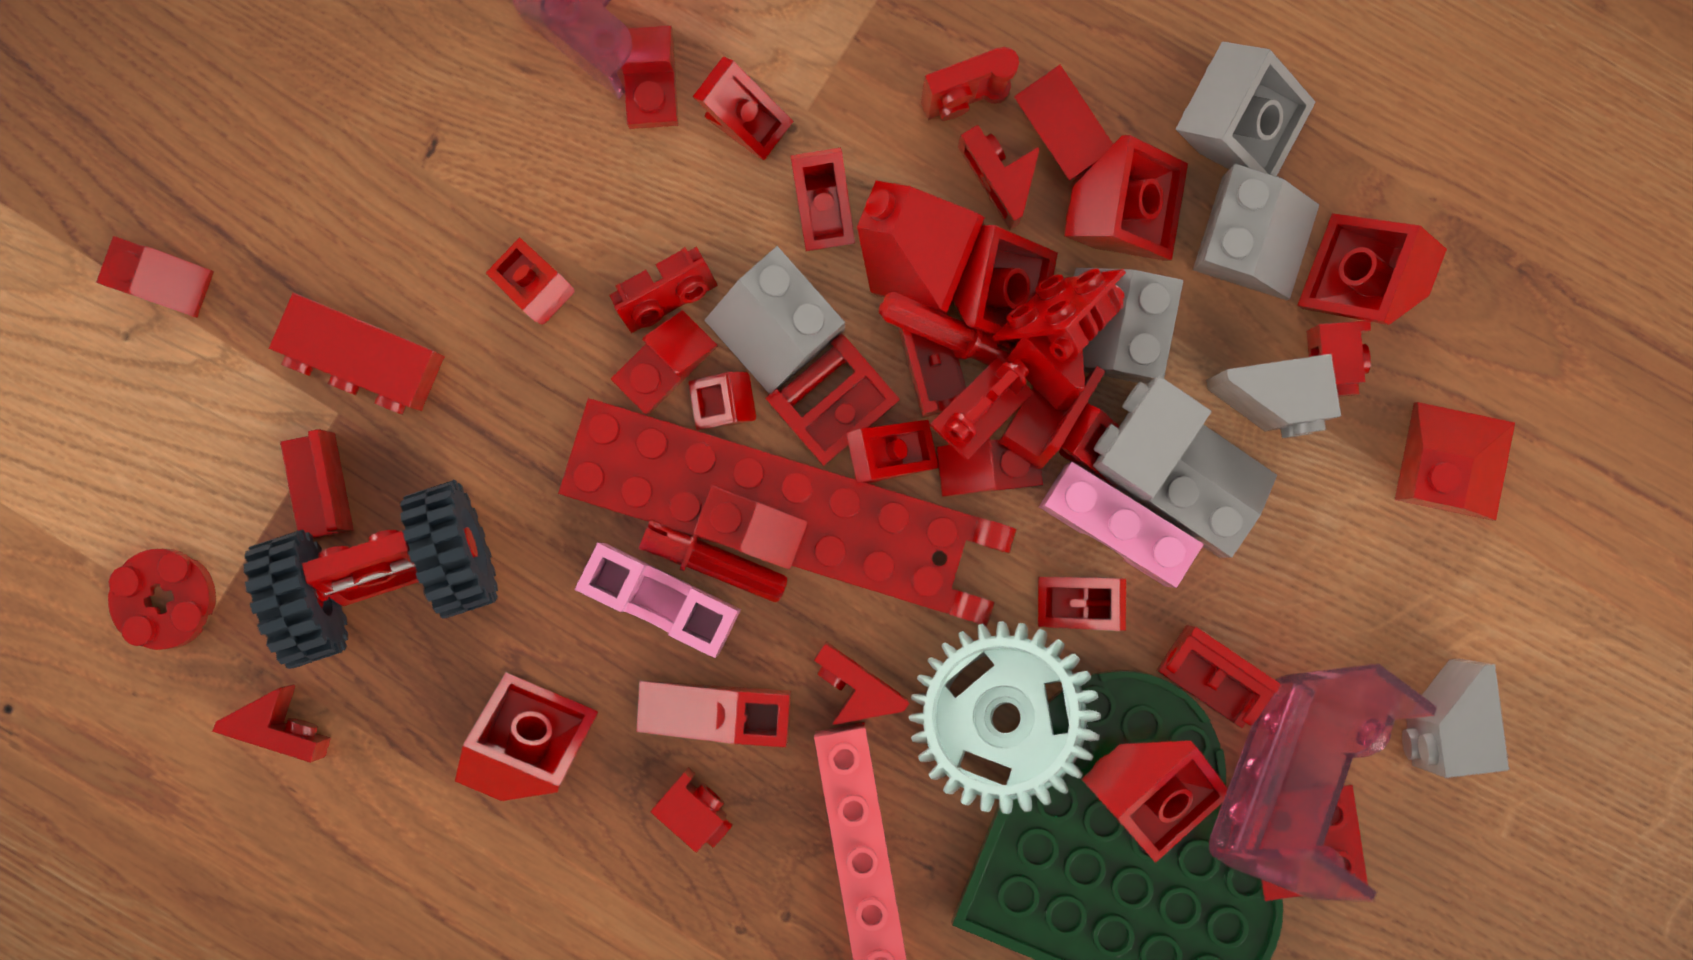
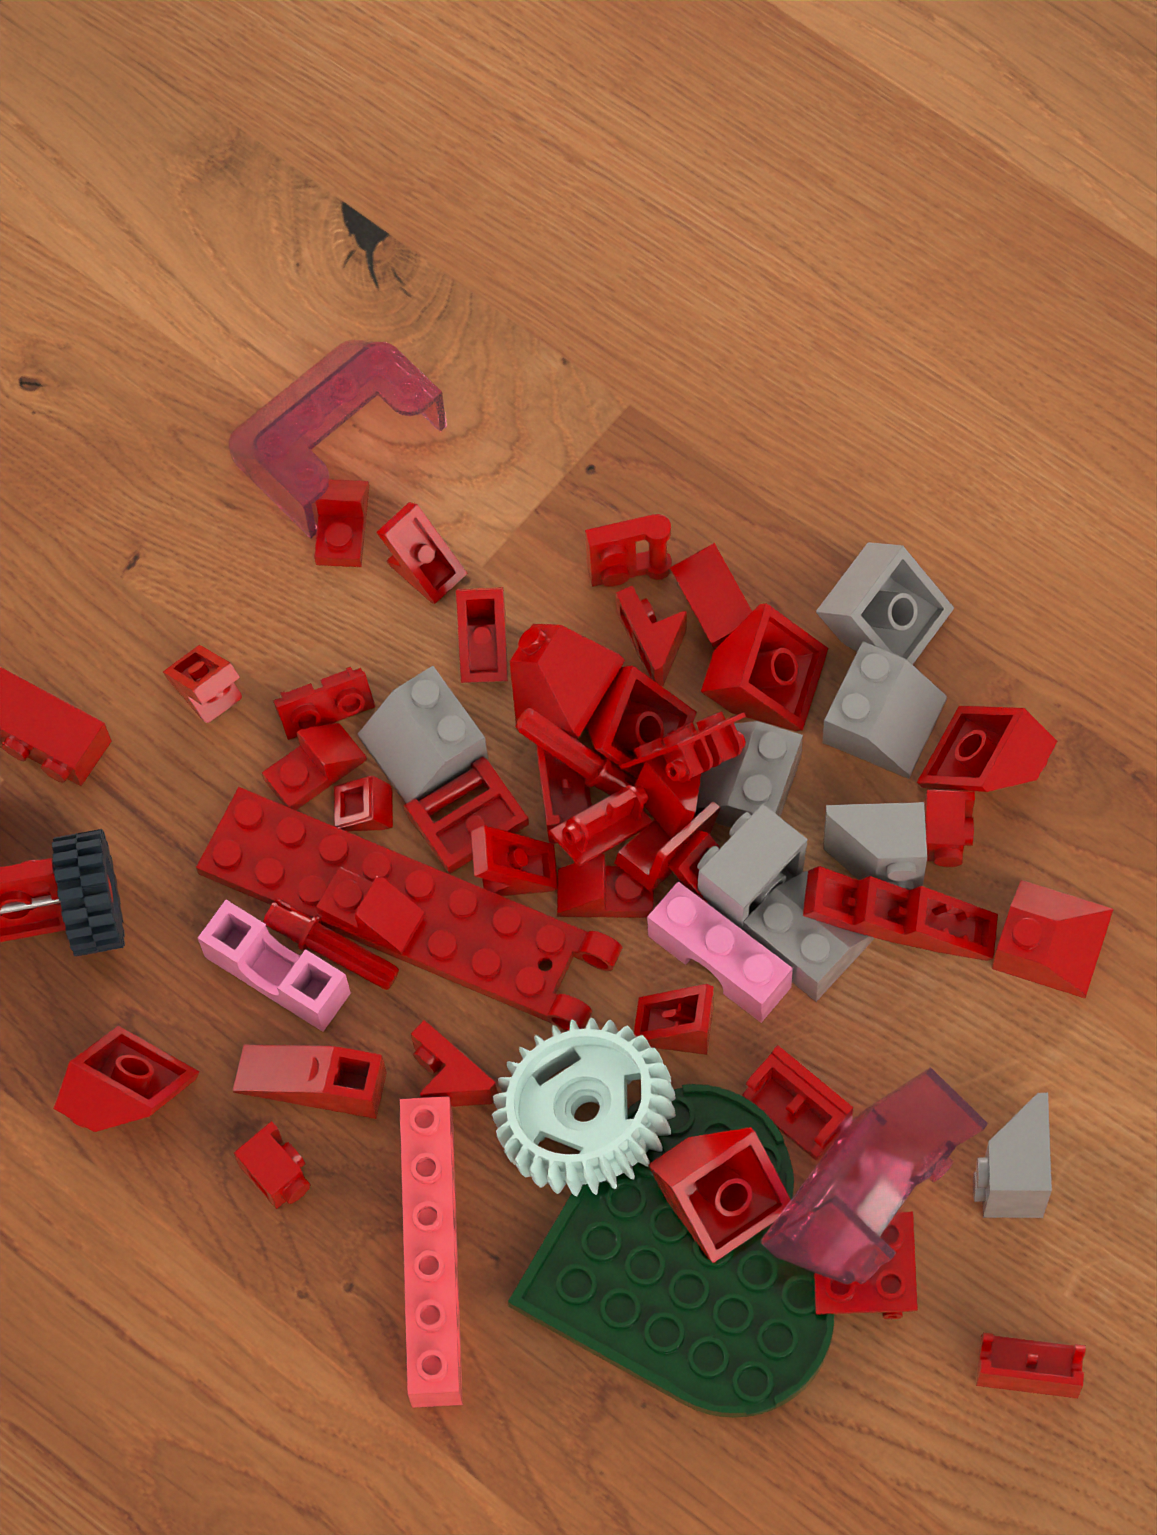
camera: 10 degrees right, 20 degrees down
(1302, 464) = (900, 915): none -> red slope
(1481, 920) = (1030, 1366): none -> red hinge

